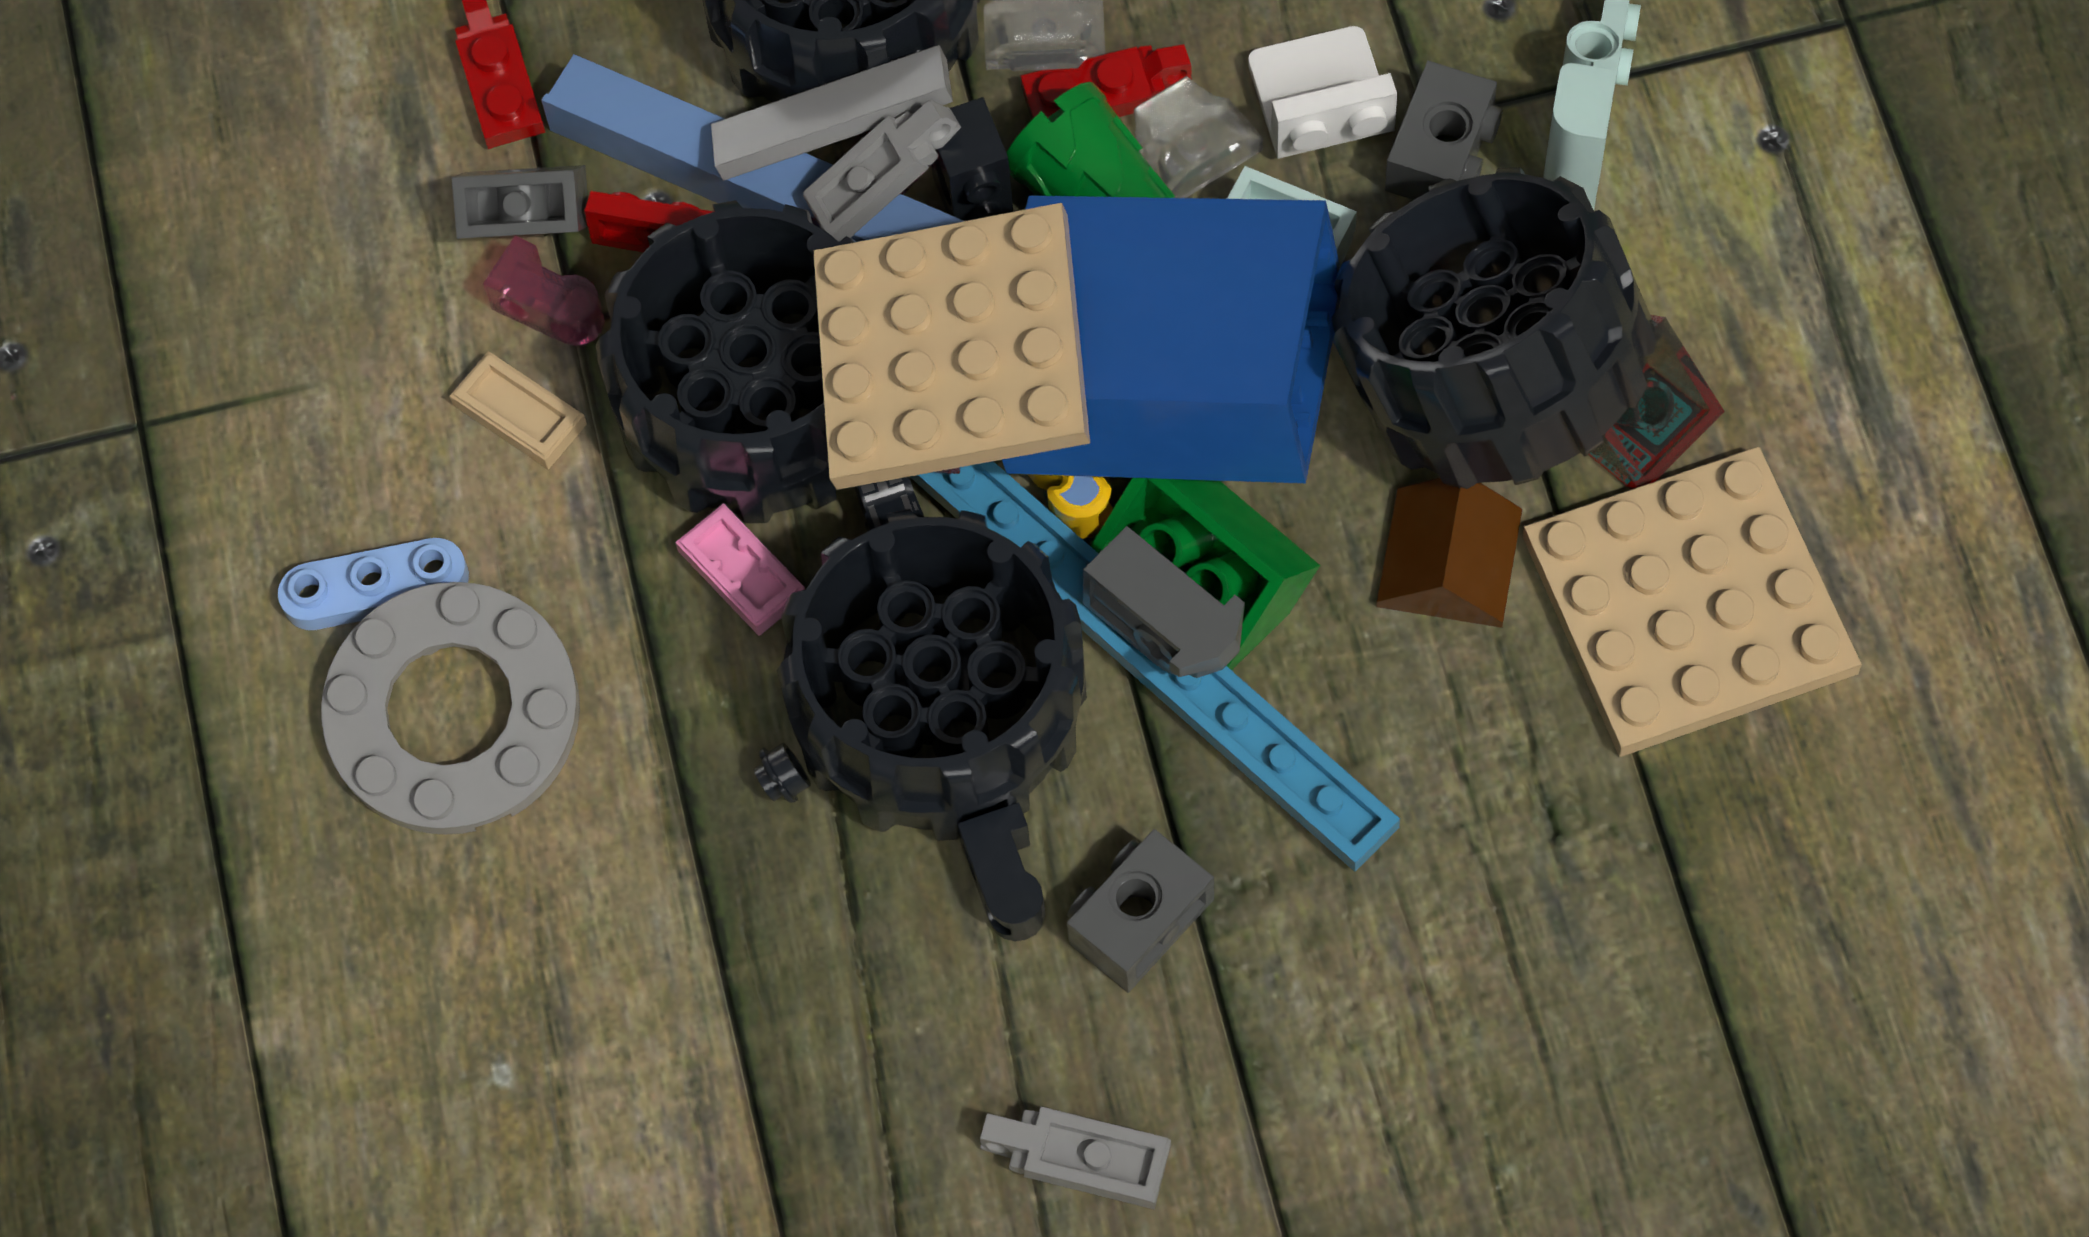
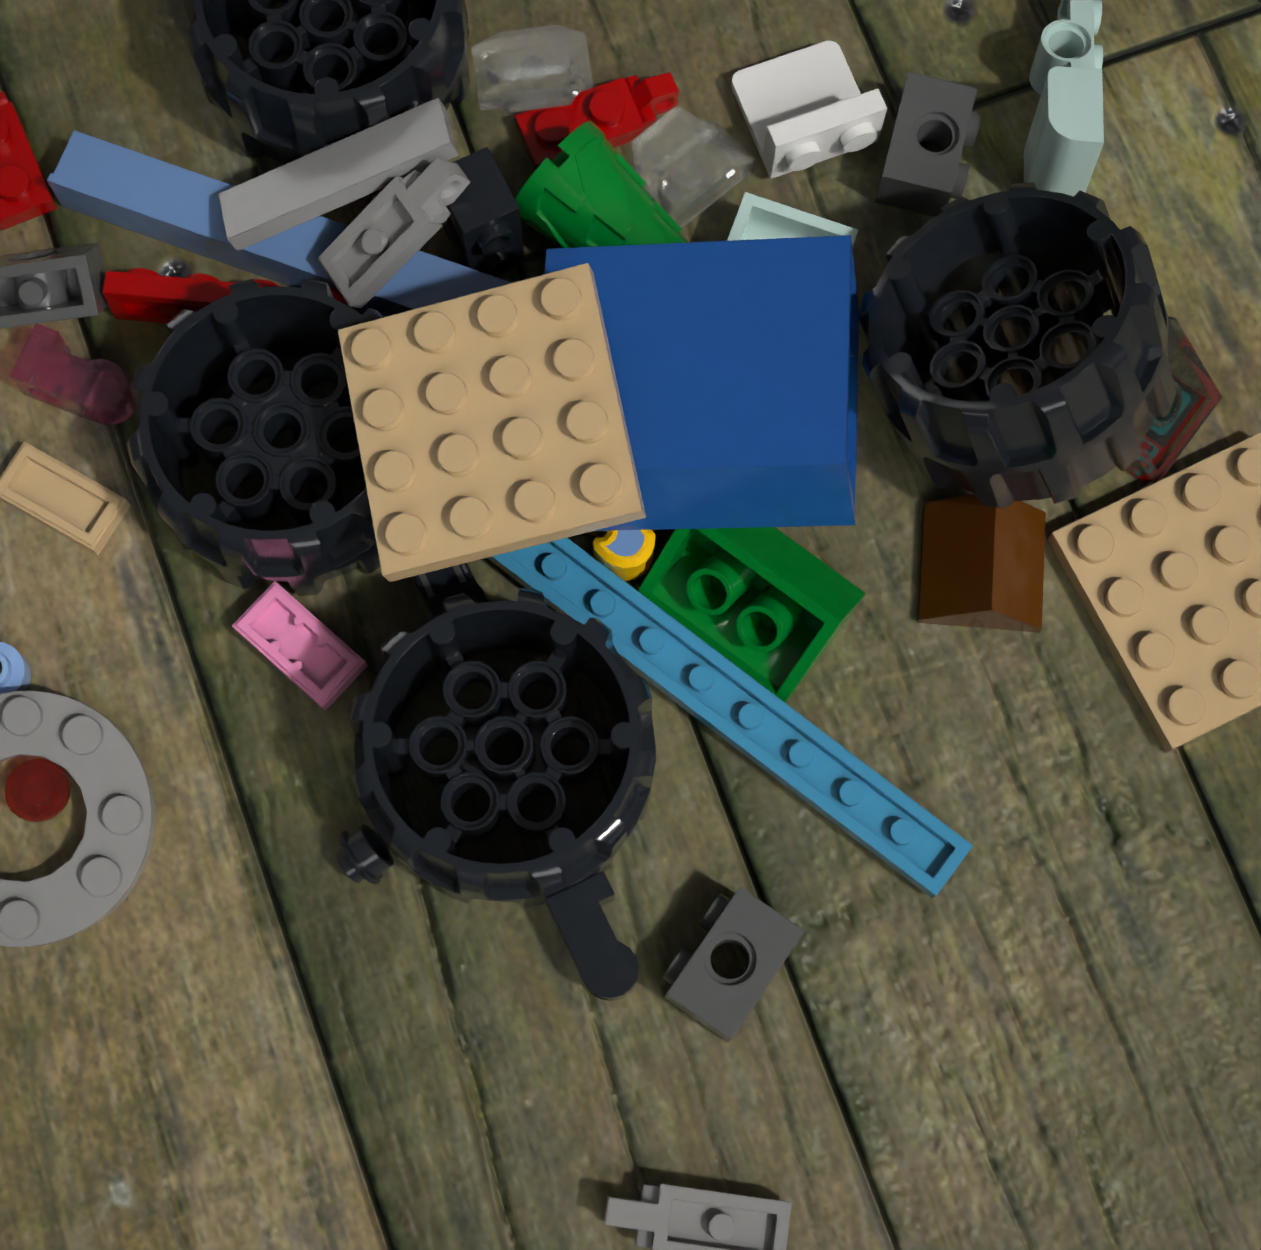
camera: 15 degrees left, 10 degrees up
(464, 683) = (37, 790): none -> clear red plate
(1161, 608) = (726, 663): dark grey piece -> none

